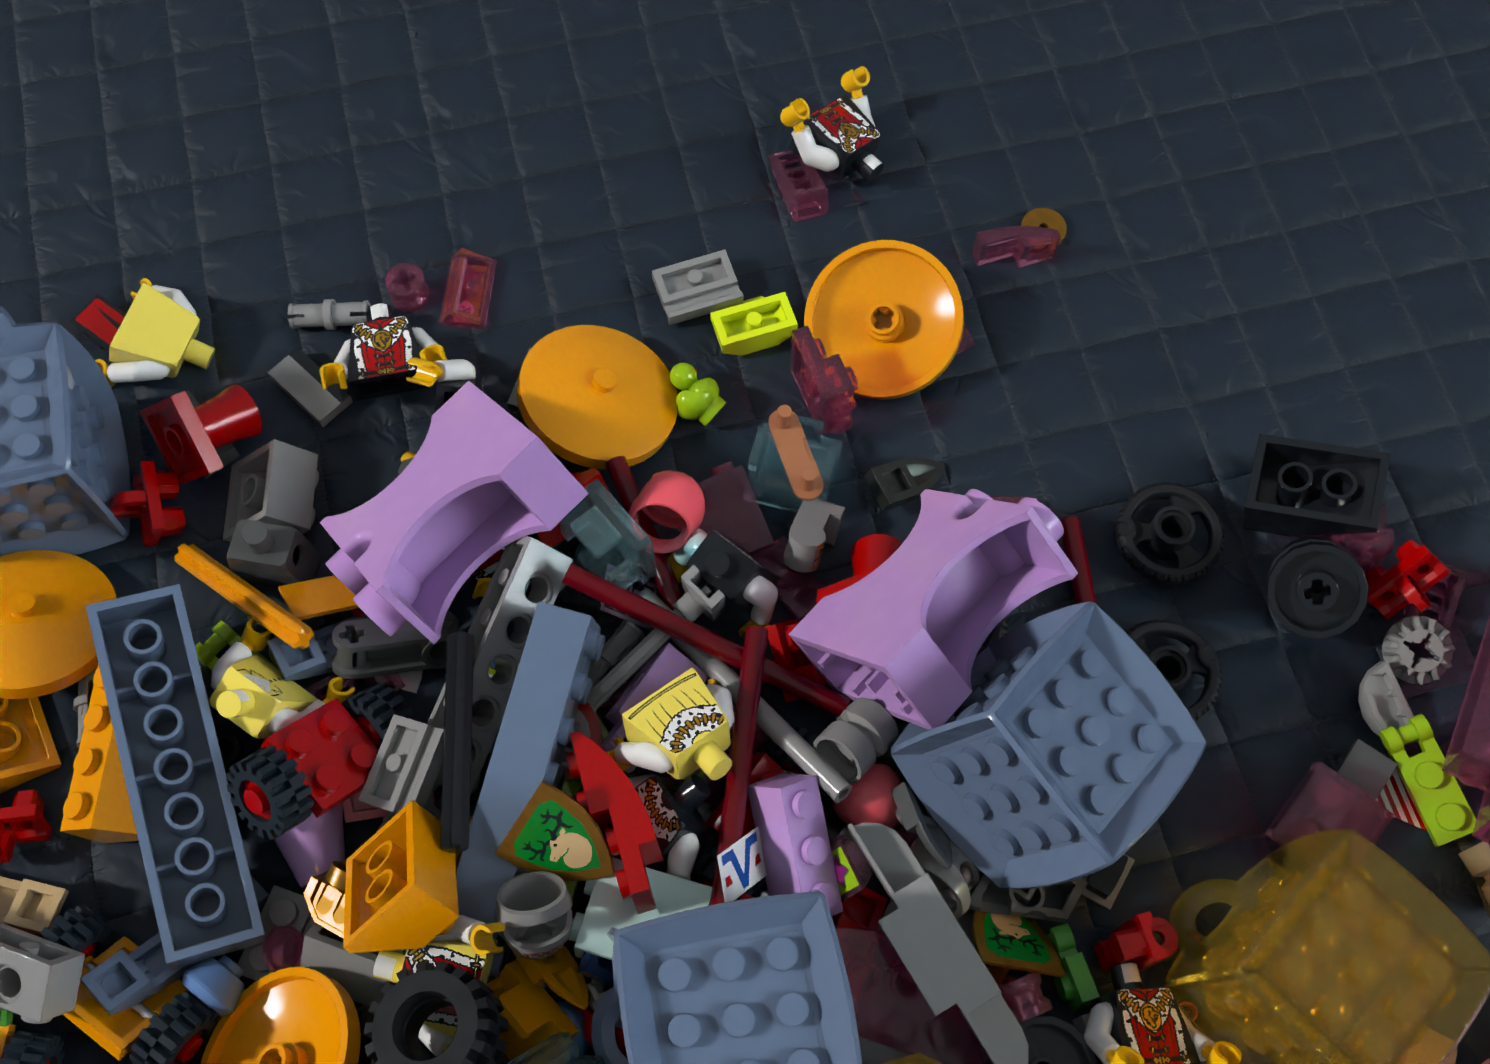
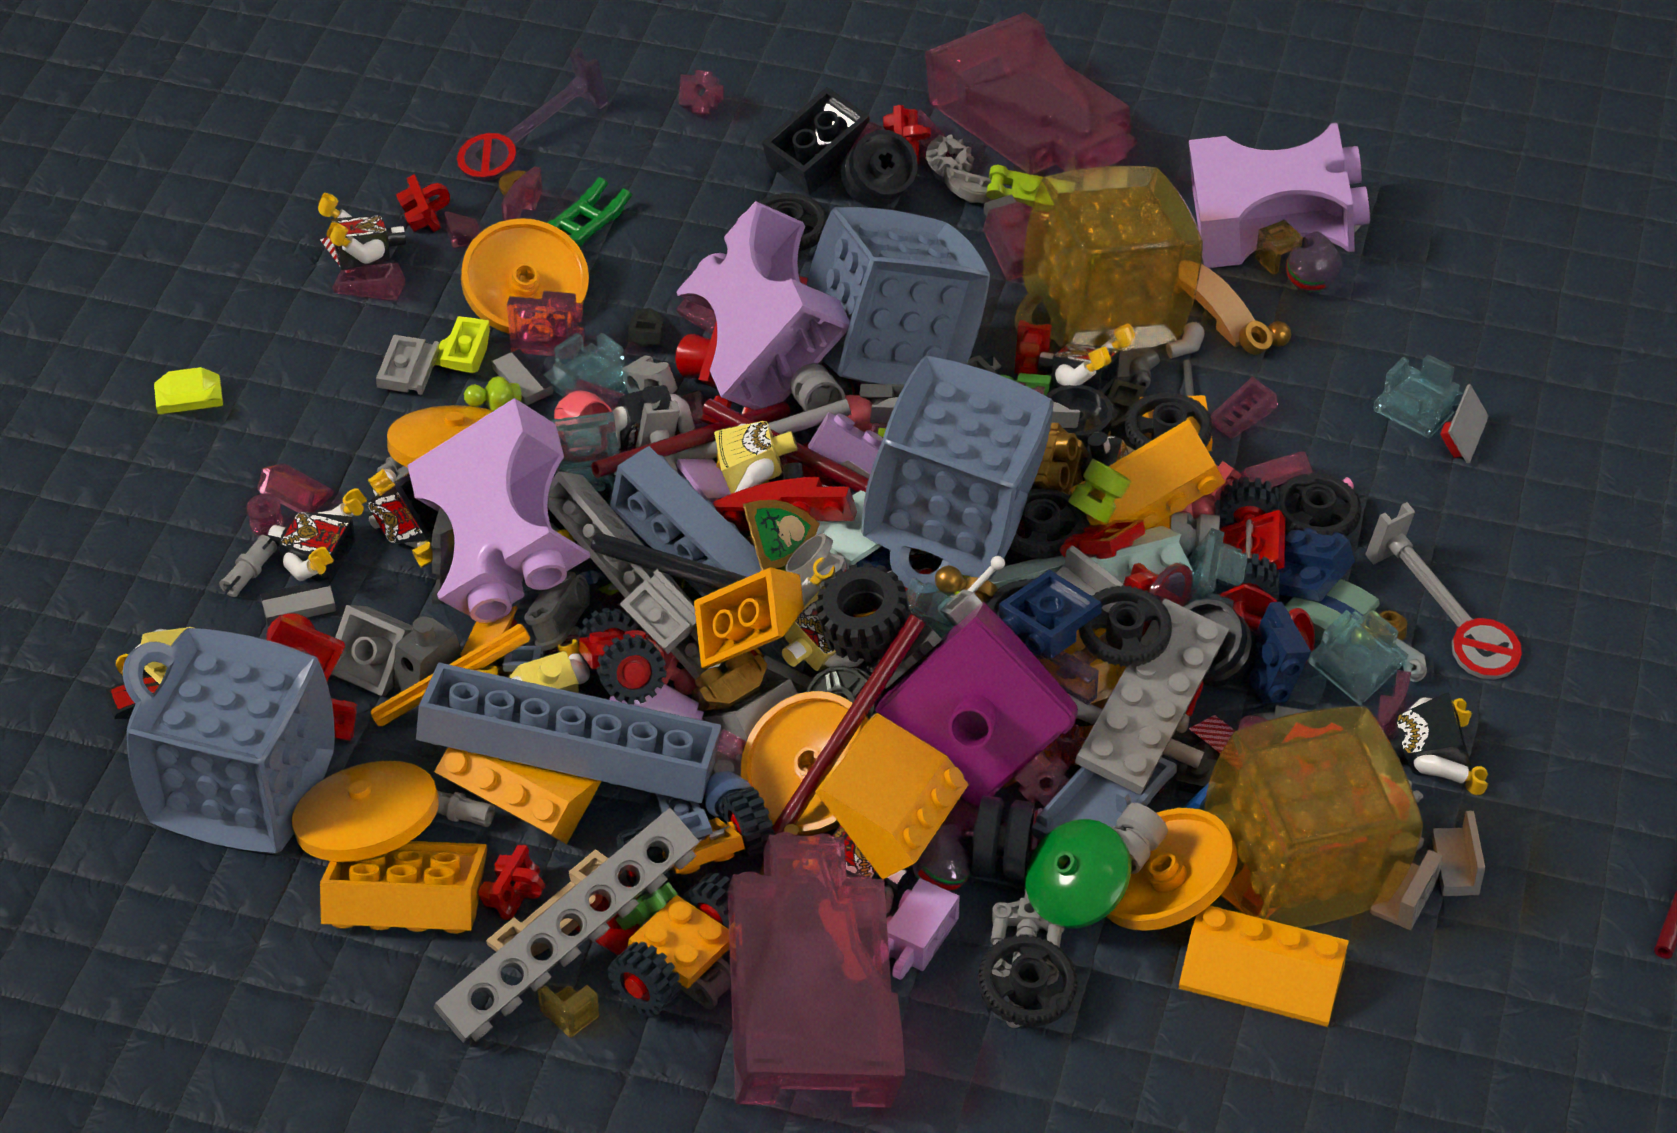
camera: 60 degrees left, 20 degrees down
(540, 123) = (188, 390): none -> neon yellow slope
(752, 403) = (519, 369): none -> light grey tile
(795, 454) = (578, 352): nougat piece -> none
(932, 218) = (461, 229): none -> clear pink slope
(943, 147) = (417, 205): none -> red hips
(1047, 311) = (585, 207): none -> green piece
(1068, 176) = (495, 154): none -> clear purple piece
(1308, 320) = (691, 86): none -> clear pink brick

